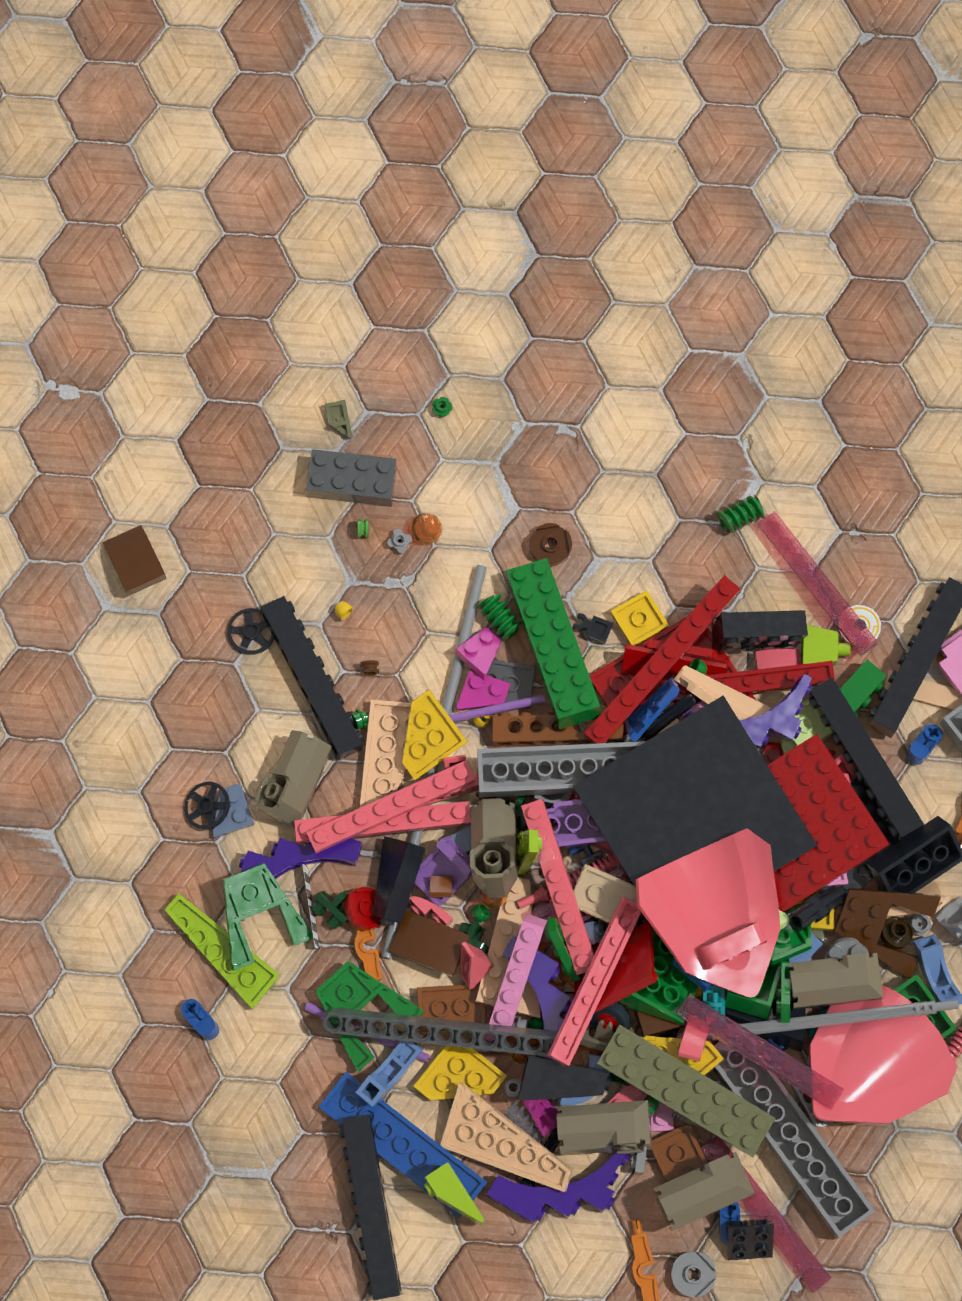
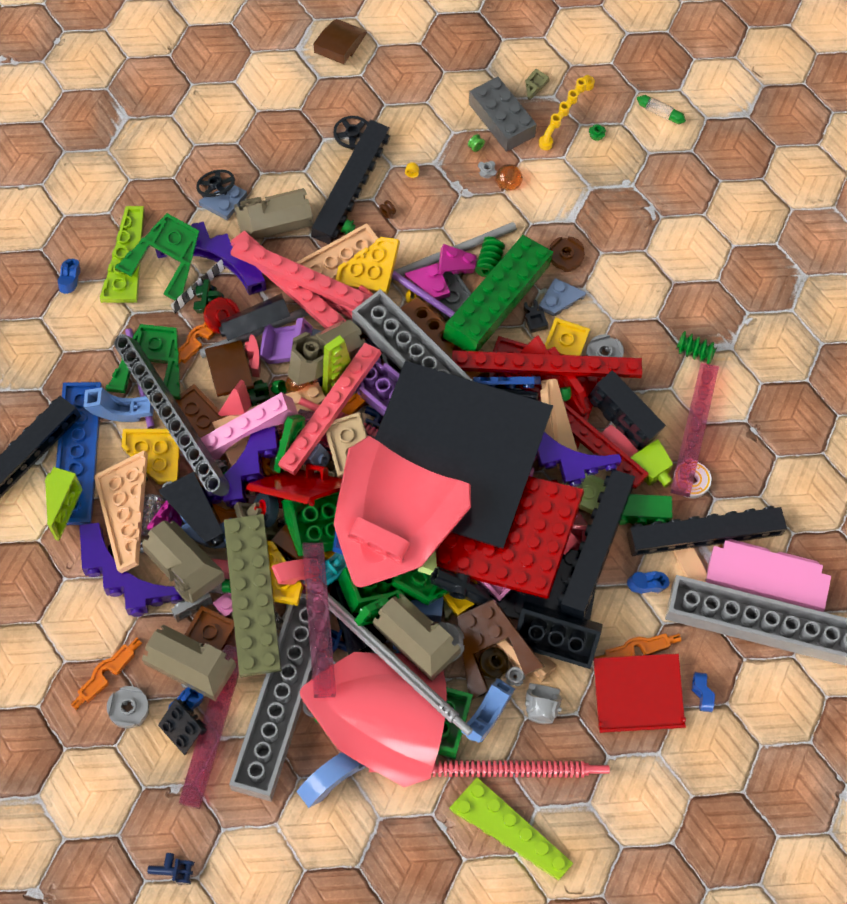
camera: 50 degrees right, 10 degrees down
(379, 370) = (582, 84): none -> yellow bar
(441, 886) = (274, 346): dark orange tile -> none
(466, 328) = (661, 109): none -> piece
(590, 588) = (560, 297): none -> sand blue wing
(594, 982) = (272, 474): coral plate -> none
(672, 586) = (602, 342): none -> light grey plate
(894, 1153) = (327, 778): none -> medium blue arch

